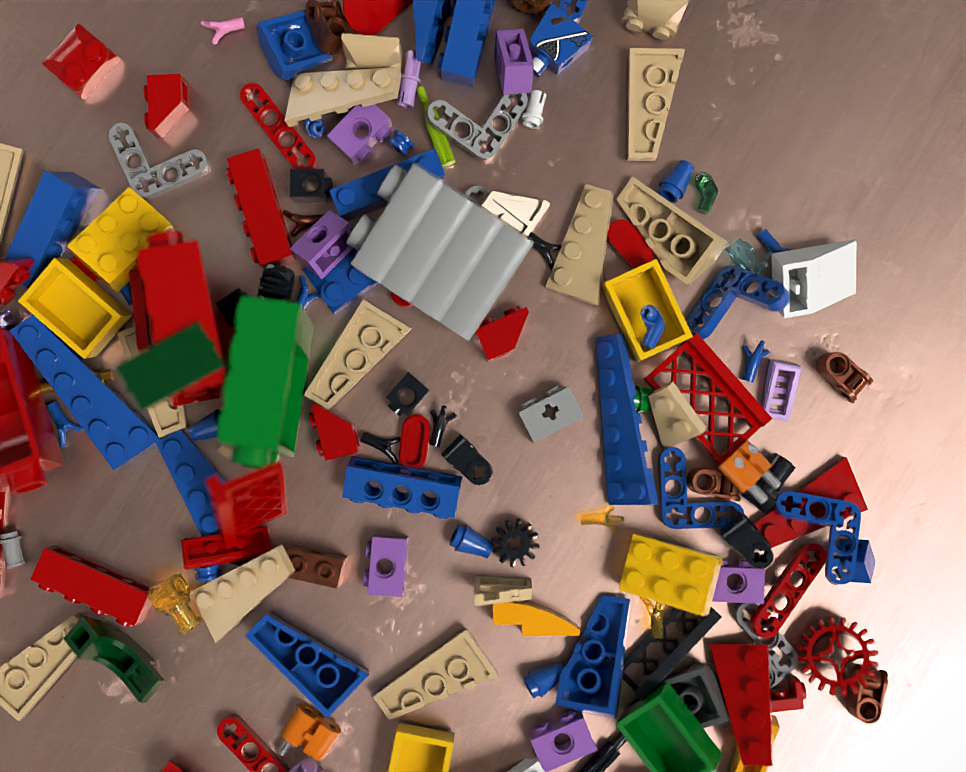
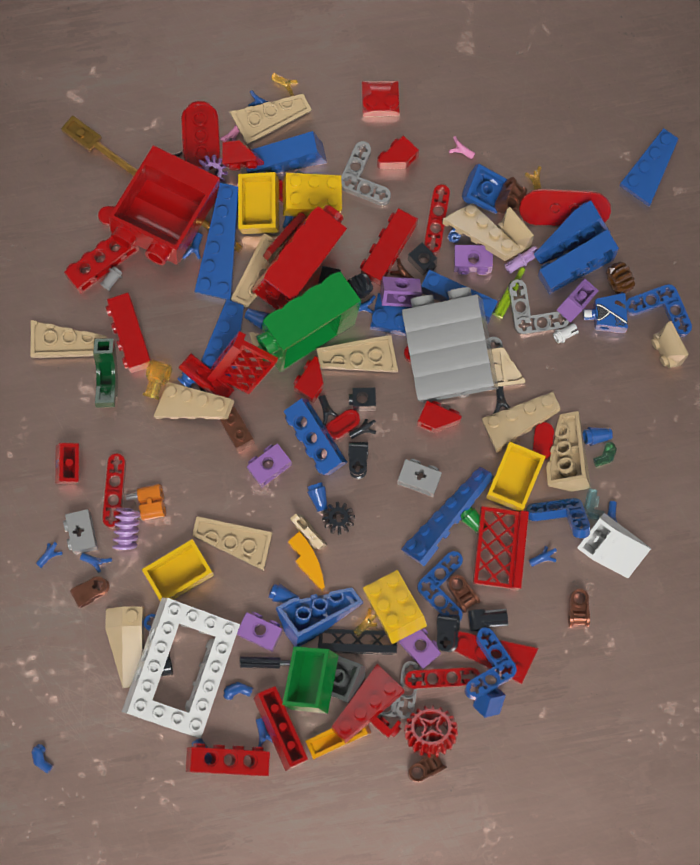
camera: 50 degrees right, 10 degrees down
(170, 366) = (277, 268): dark green piece -> none
(308, 664) = (185, 472): blue wedge -> none
(400, 143) = (486, 283): blue bush -> none
(602, 518) = (392, 553): clear yellow bar -> none
(650, 93) = (626, 384): tan wing -> none
(654, 324) = (511, 482): blue arm -> none
(674, 416) = (475, 536): tan wing -> none
(746, 468) = (483, 595): orange piece -> none
(770, 388) = (555, 575): lavender slope -> none

